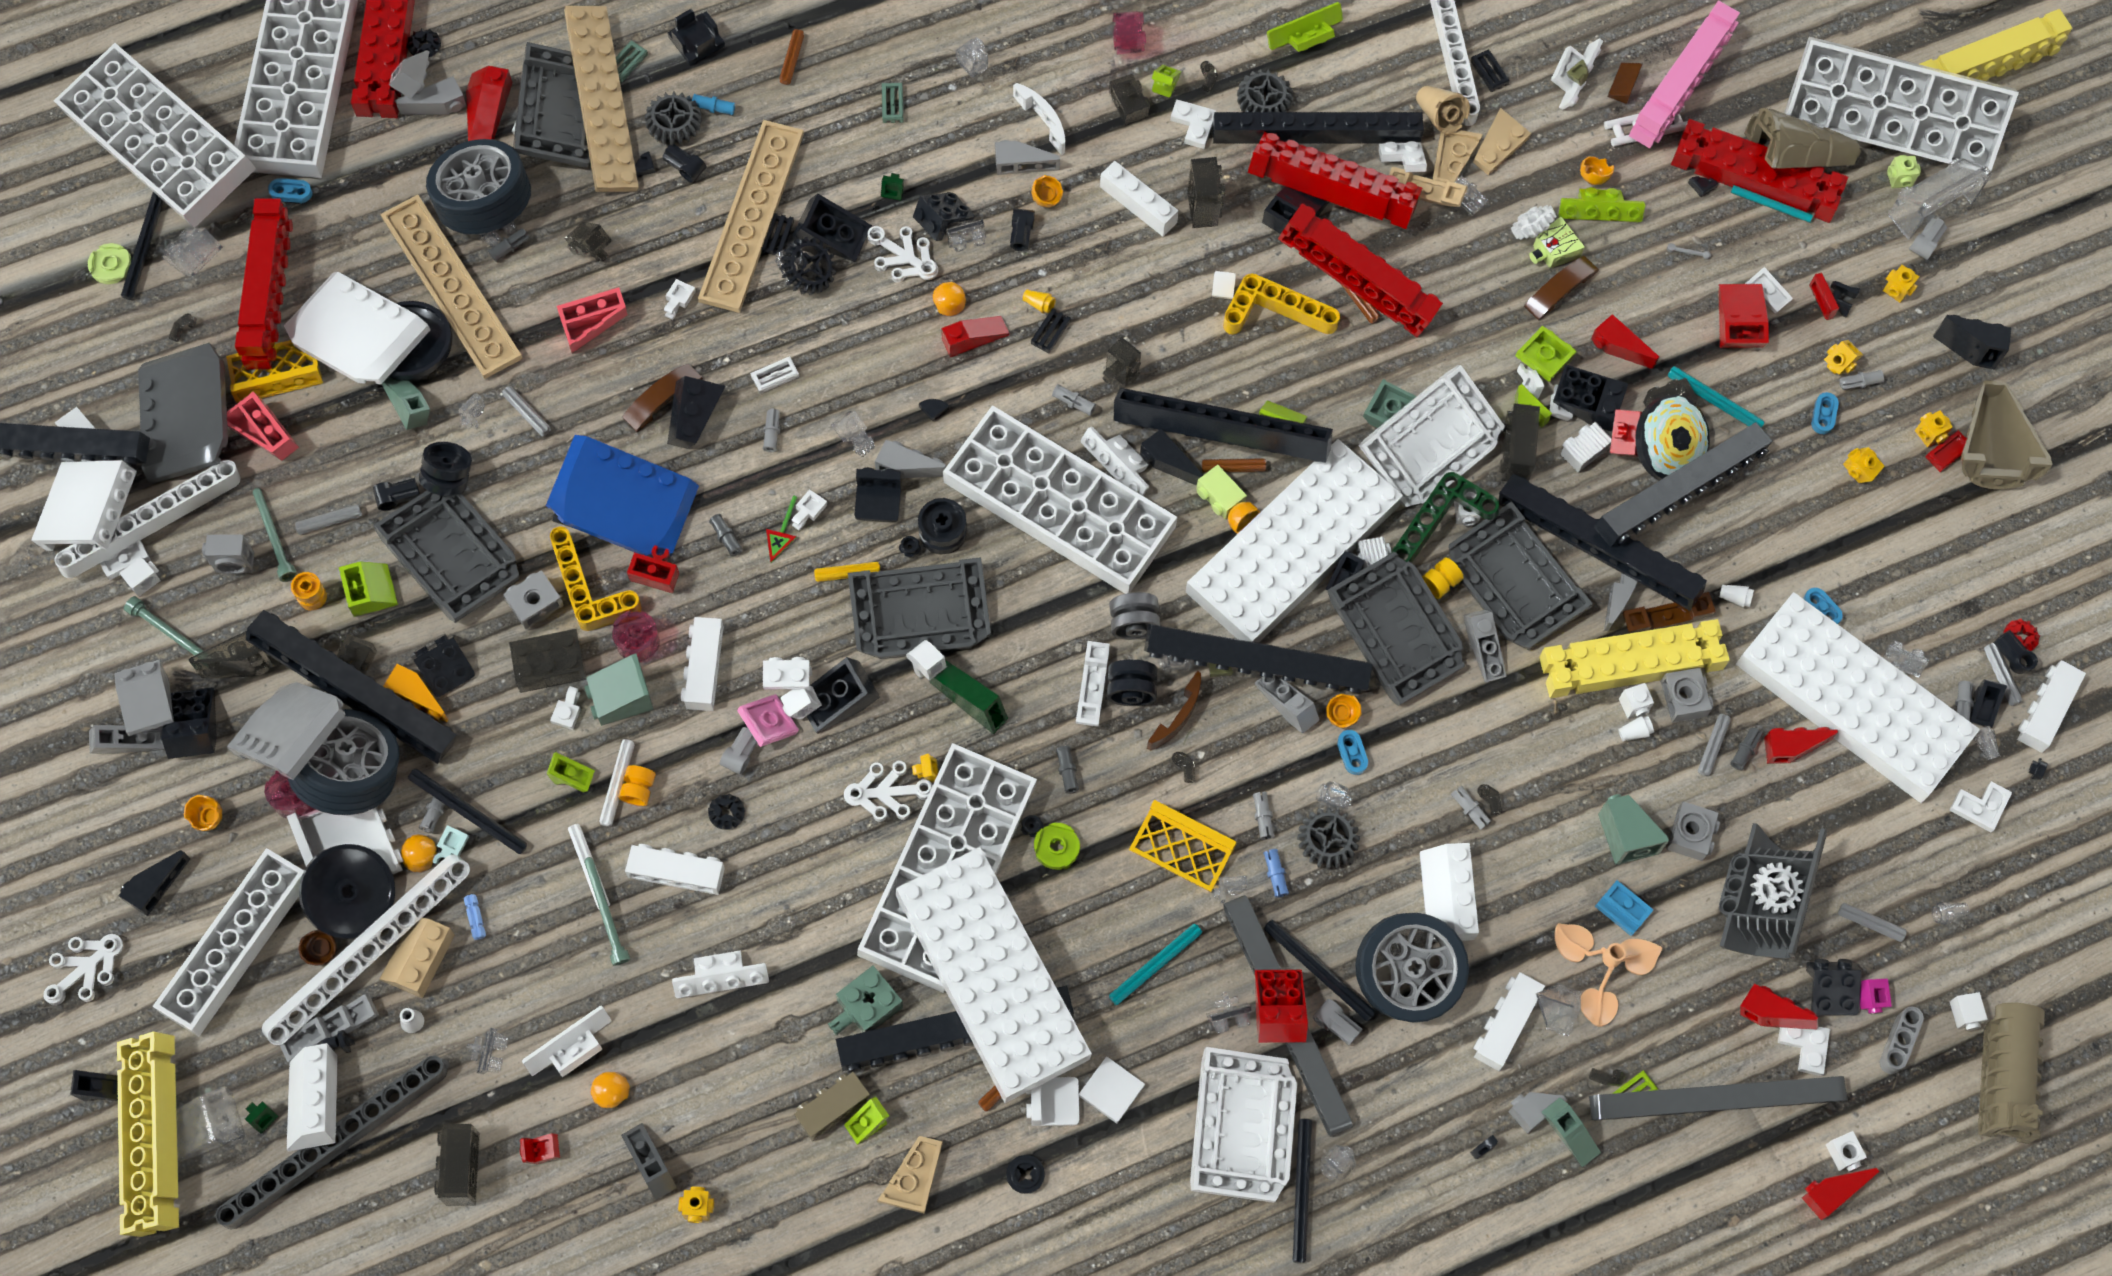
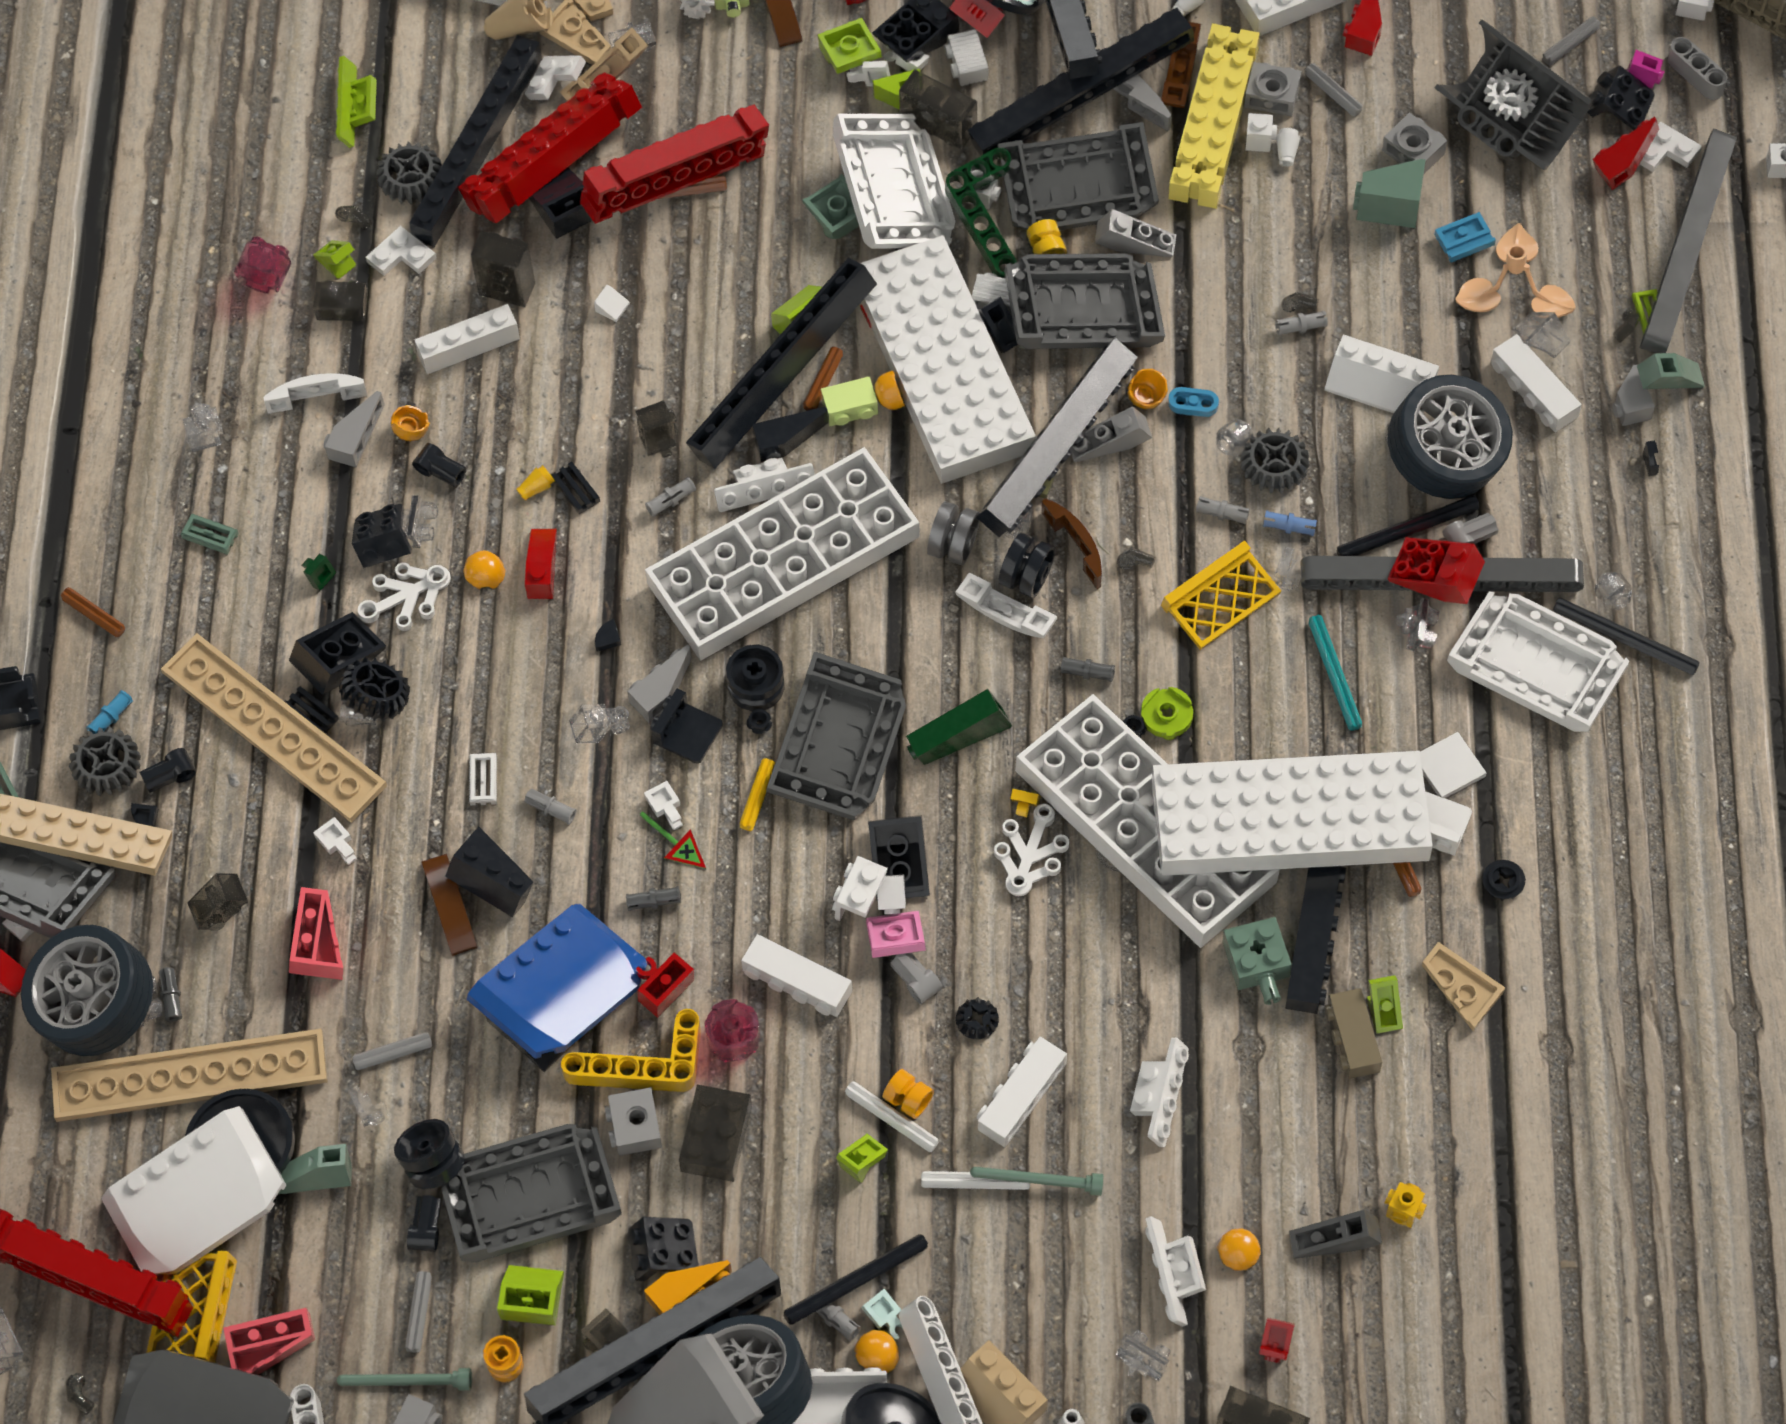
camera: 60 degrees left, 5 degrees down
(474, 917) = (979, 1319): light blue axle -> none
(567, 712) = (782, 1139): white plate -> none
(618, 691) = (789, 1069): slope -> none
(926, 660) = (906, 746): white brick -> none
(1278, 304) = (661, 261): yellow beam -> none
(1746, 749) = (1351, 64): dark grey axle -> none

